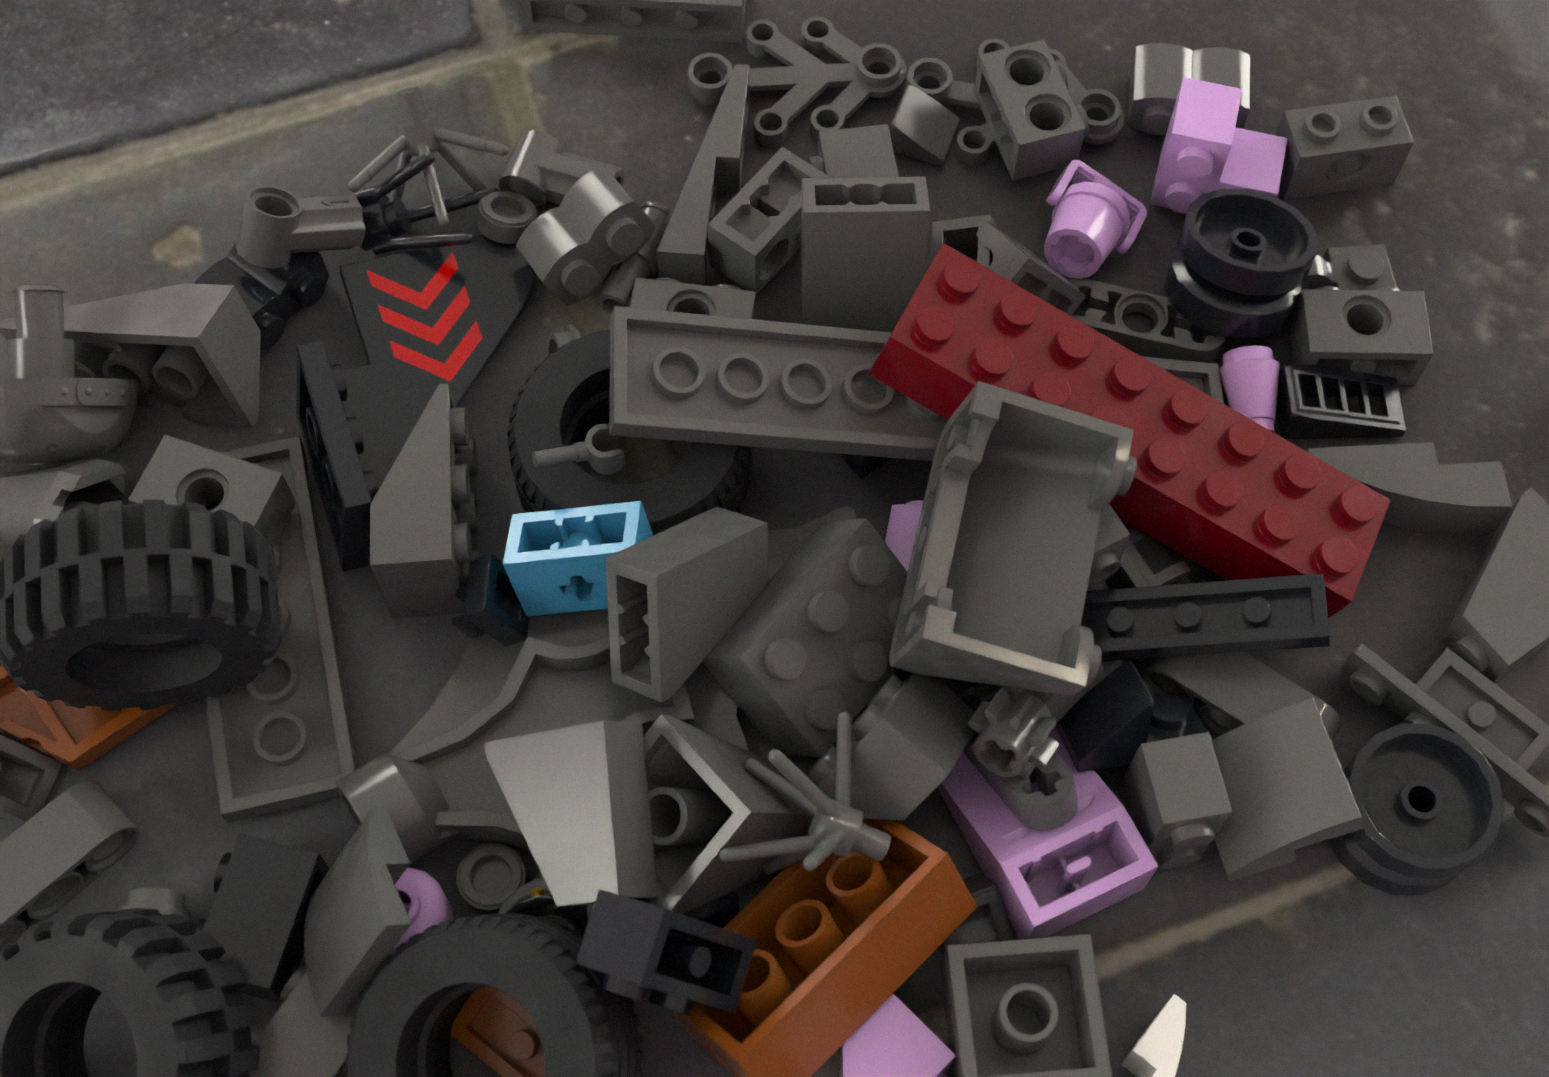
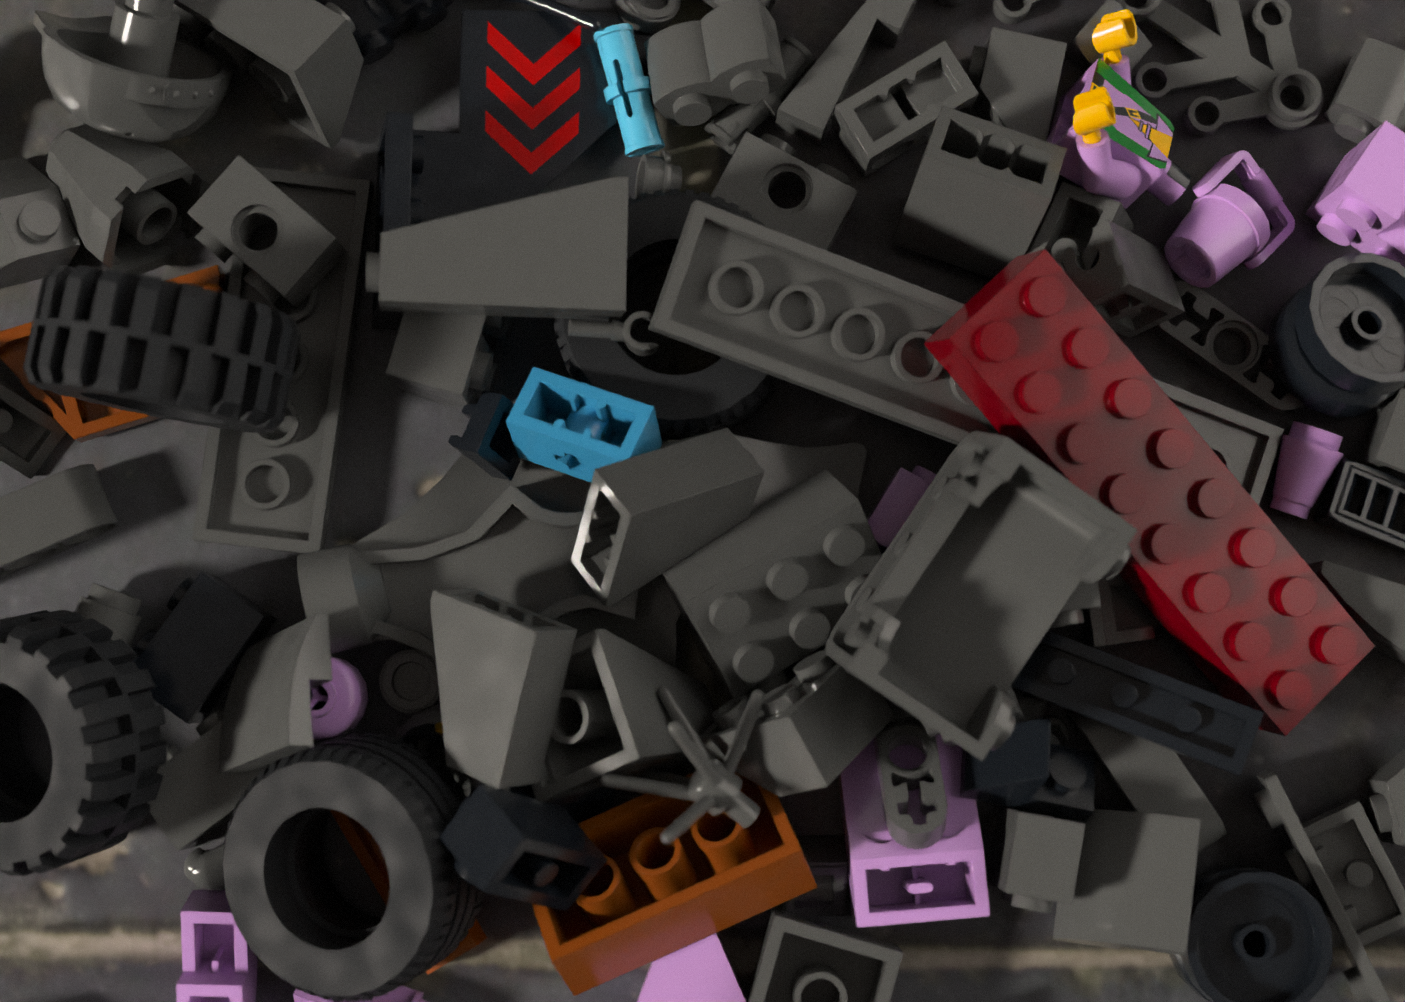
camera: 20 degrees right, 20 degrees up
(455, 417) = (517, 258): none -> dark grey slope
(495, 261) = (628, 90): none -> medium azure pin
(960, 177) = (1111, 131): none -> torso
(1013, 734) = (908, 757): dark grey gear -> none
(1030, 109) = (1208, 71): dark grey brick -> none

